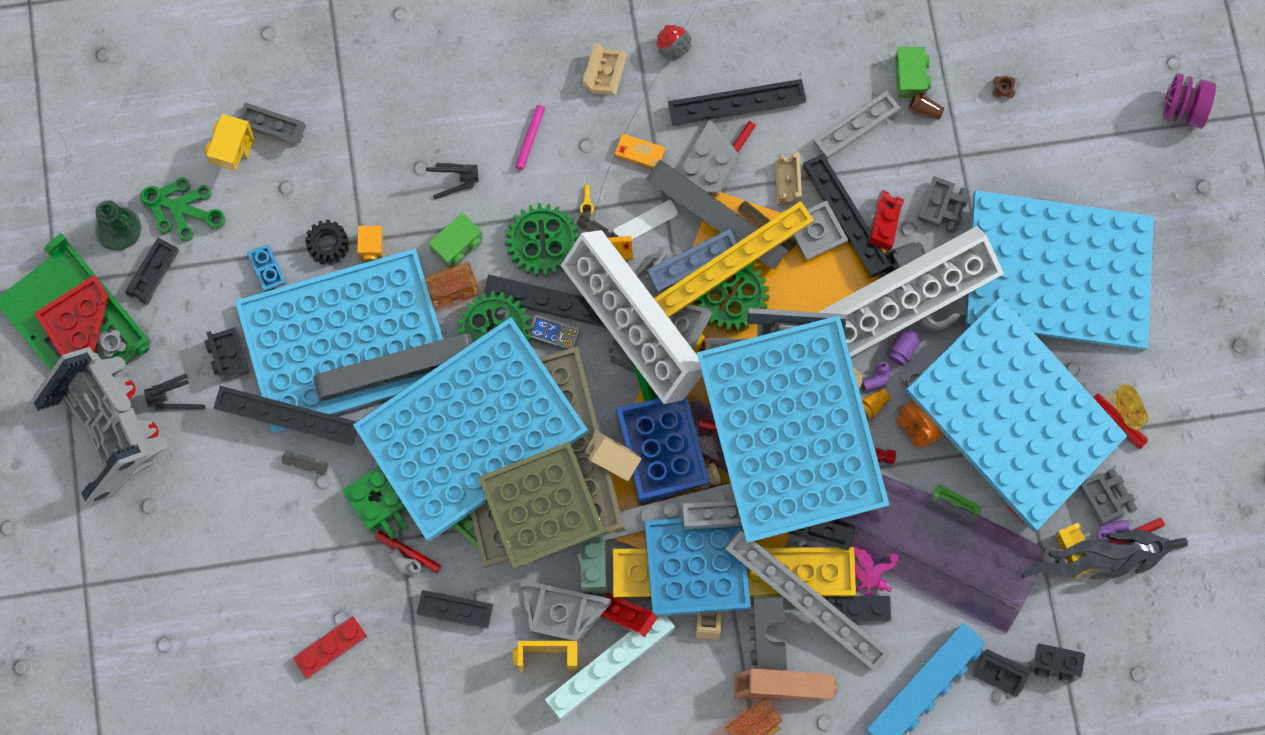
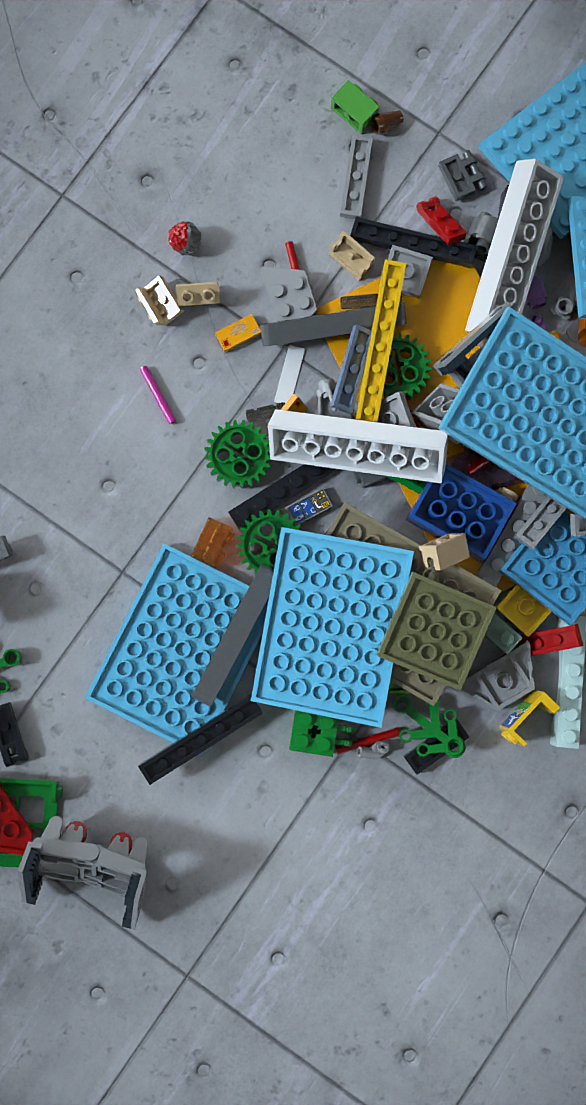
camera: 45 degrees left, 10 degrees up
(105, 340) = (28, 811): light grey plate -> none
(158, 394) = (101, 810): black plant -> none
(227, 354) = (116, 737): black bracket -> none
(266, 267) = (80, 655): dark azure slope -> none
(305, 463) = (242, 753): clear smoke axle -> none
(327, 229) = (90, 591): black tyre -> none
(329, 647) = (384, 852): red plate -> none
(370, 243) = (131, 570): light orange brick -> none
(456, 241) = (184, 511): bright green brick -> none
(465, 589) = (431, 729): none -> green plant
(467, 173) = (142, 459): black plant -> none
(586, 199) = (239, 400): yellow hand -> none
(639, 92) = (198, 293): none -> tan bracket
(736, 102) = (265, 238): black plate -> none
(1005, 81) = (420, 54): reddish brown plate -> none

